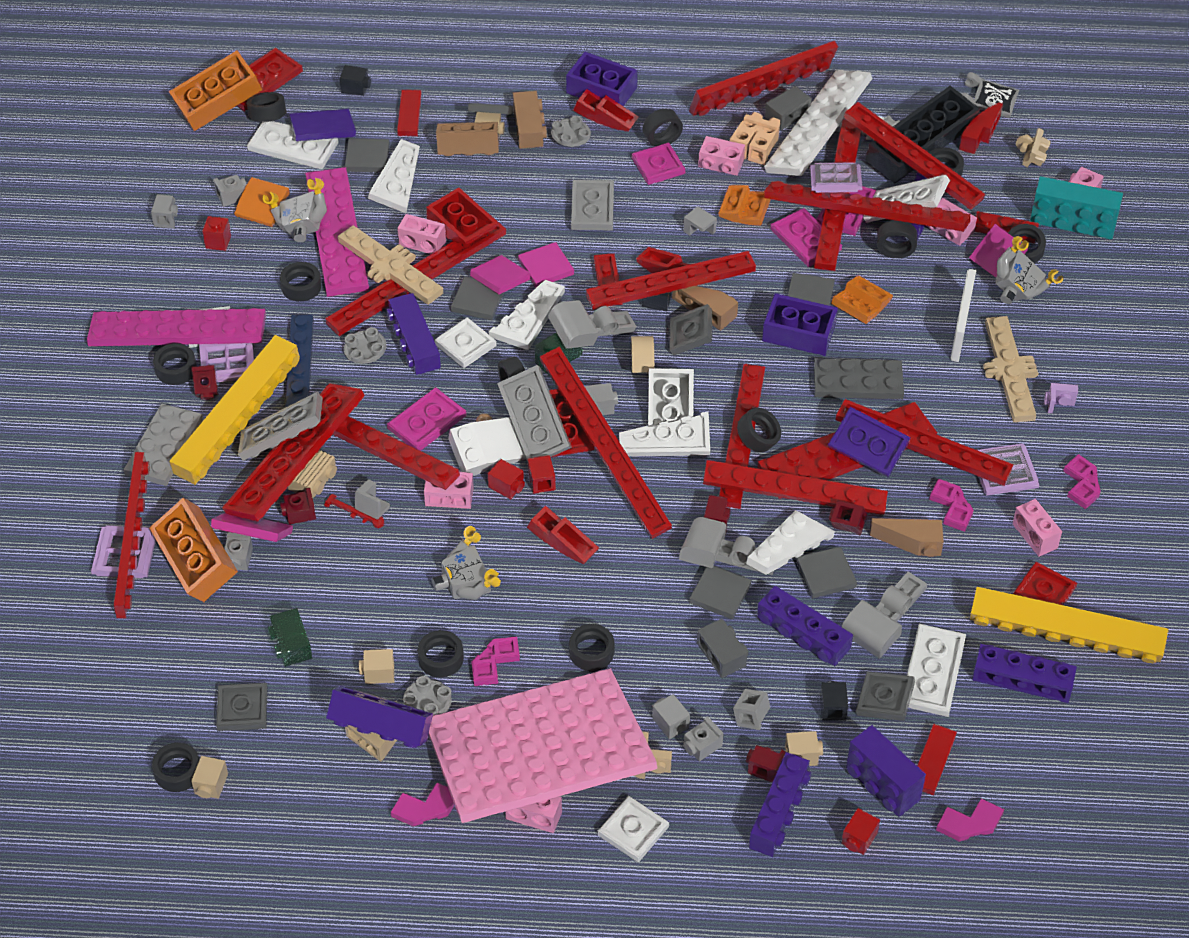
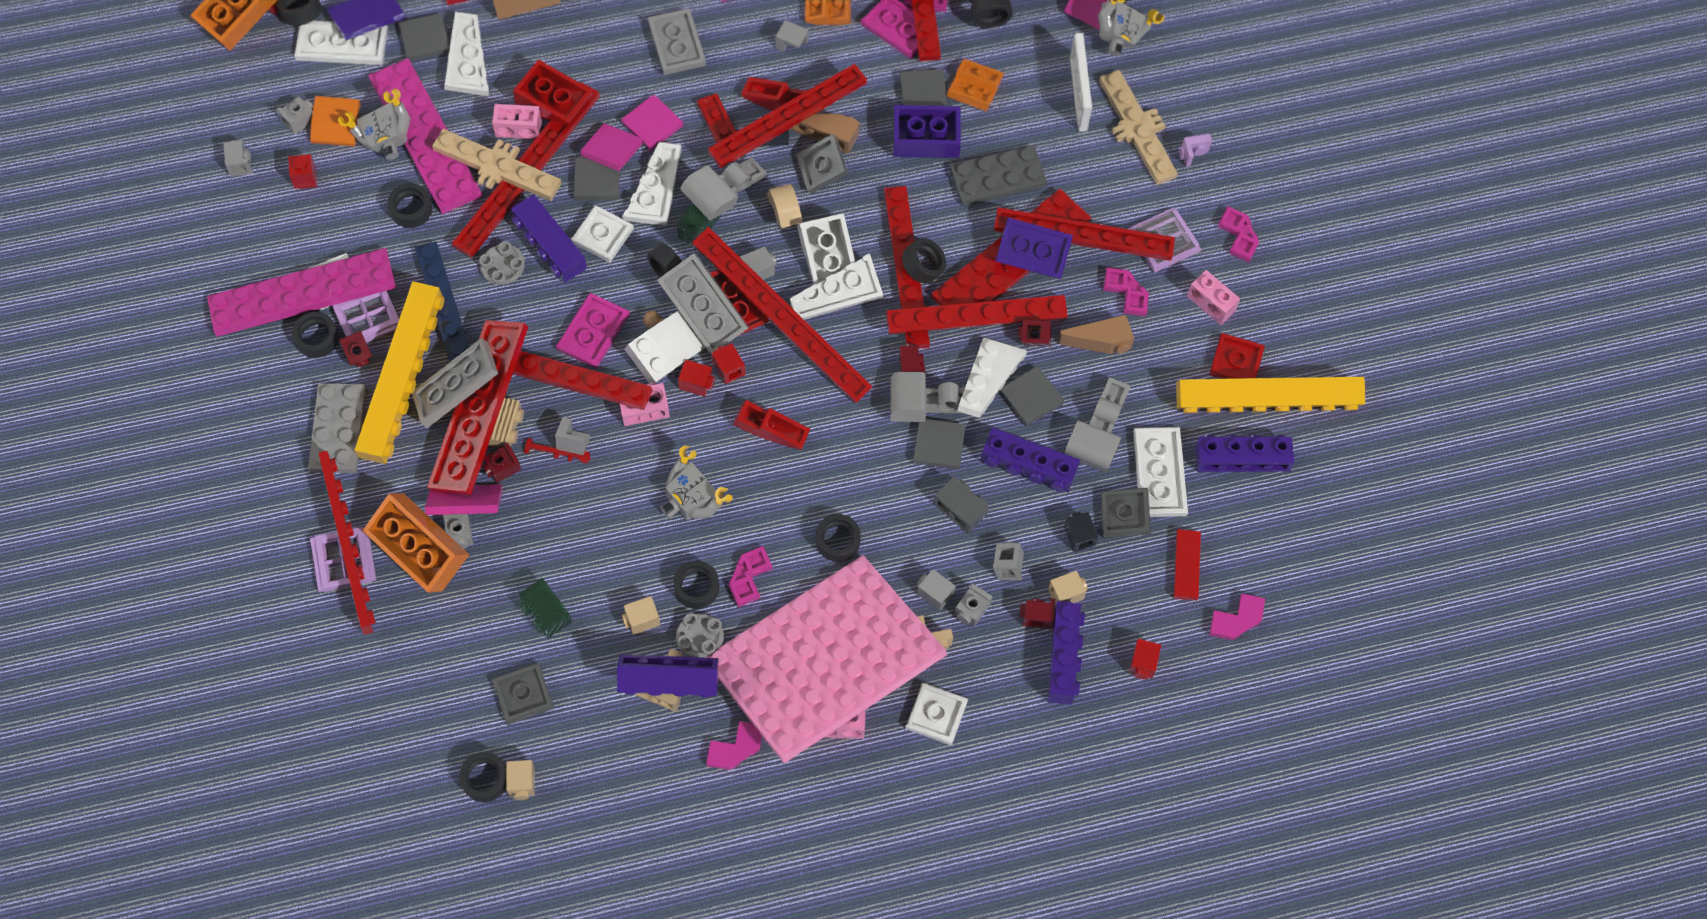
camera: 20 degrees left, 15 degrees up
(885, 771) = (1151, 593): dark purple brick -> none

